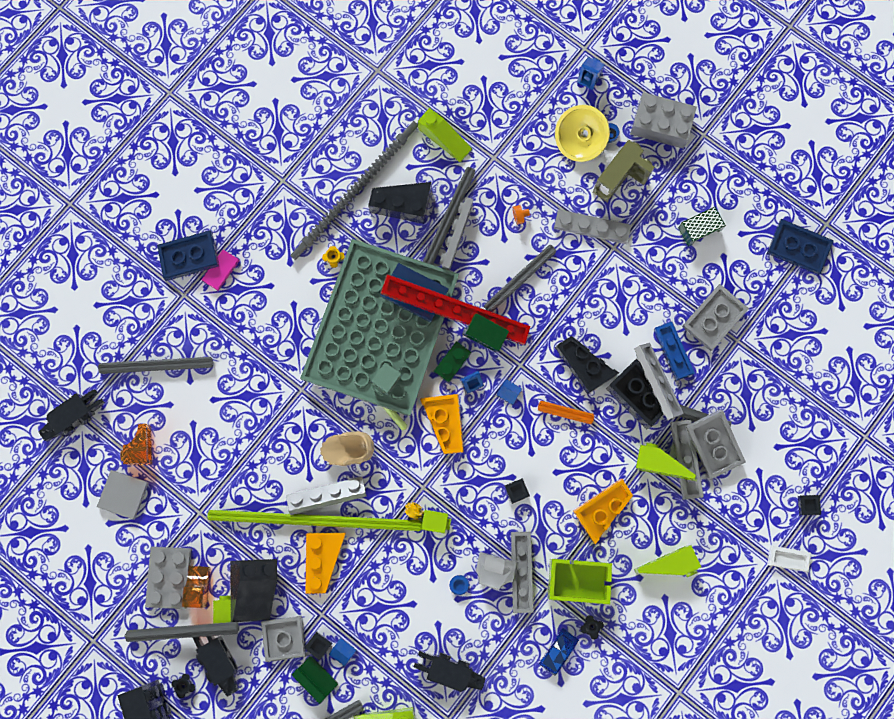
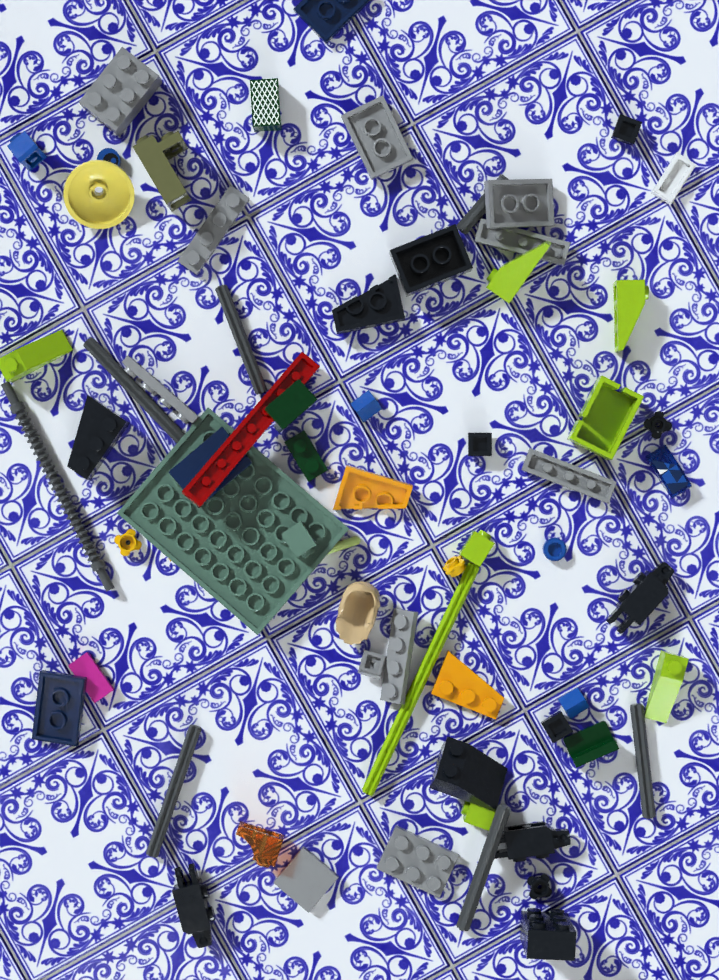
camera: 70 degrees left, 10 degrees up
(196, 587) = (441, 834): clear orange arch -> none
(283, 638) = (533, 761): light grey tile -> none
(311, 477) = (372, 664): none -> light grey tile
(472, 382) = (337, 443): blue slope -> none
(495, 570) = (556, 504): light grey slope -> none
(519, 214) = (165, 308): orange tile -> none
(565, 412) = (414, 353): orange axle -> none
(602, 509) = (537, 359): light orange wing -> none
(658, 381) = (426, 237): light grey plate -> none
(674, 351) = (395, 201): blue tile -> none

